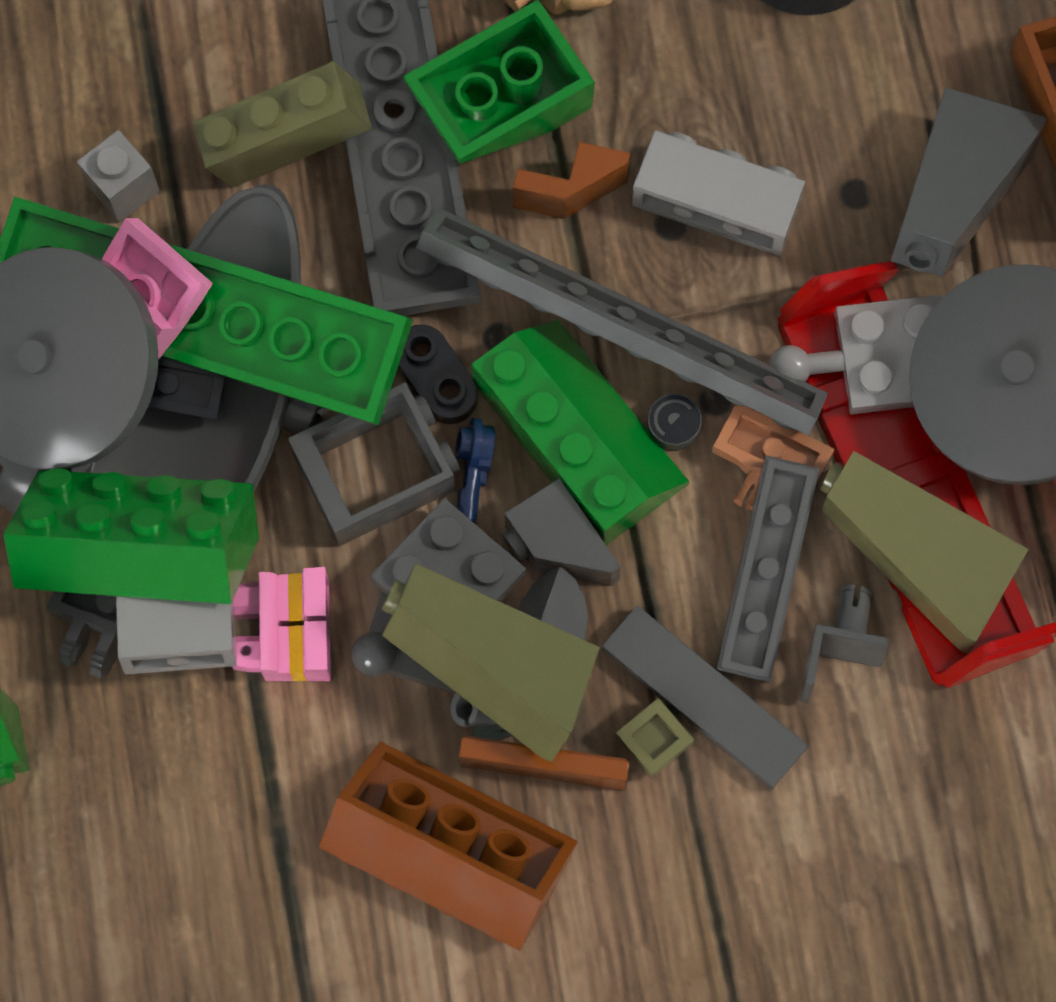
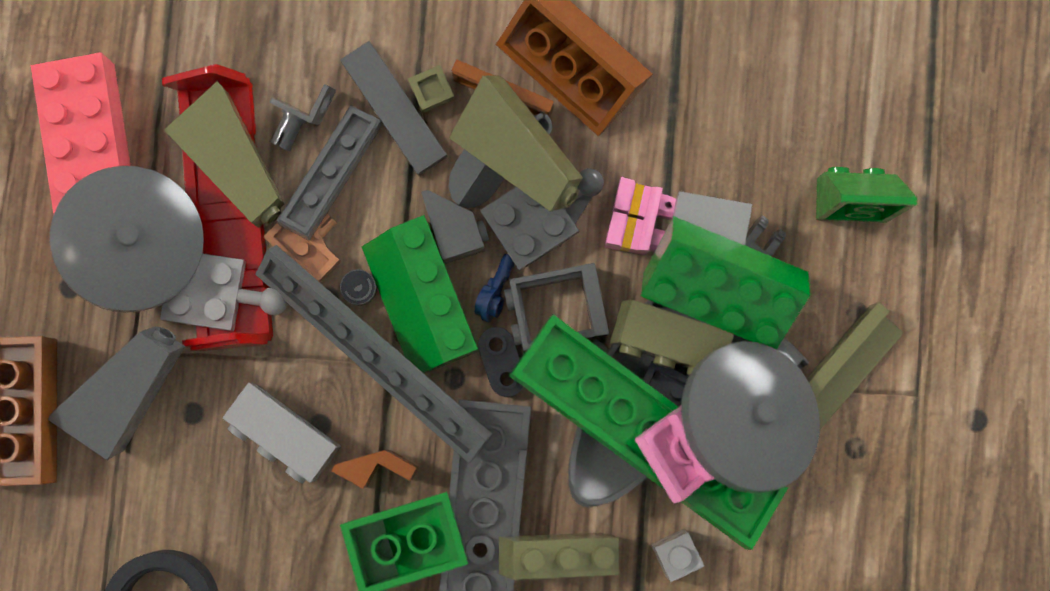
camera: 165 degrees left, 10 degrees up
(204, 445) = (665, 336): none -> olive brick

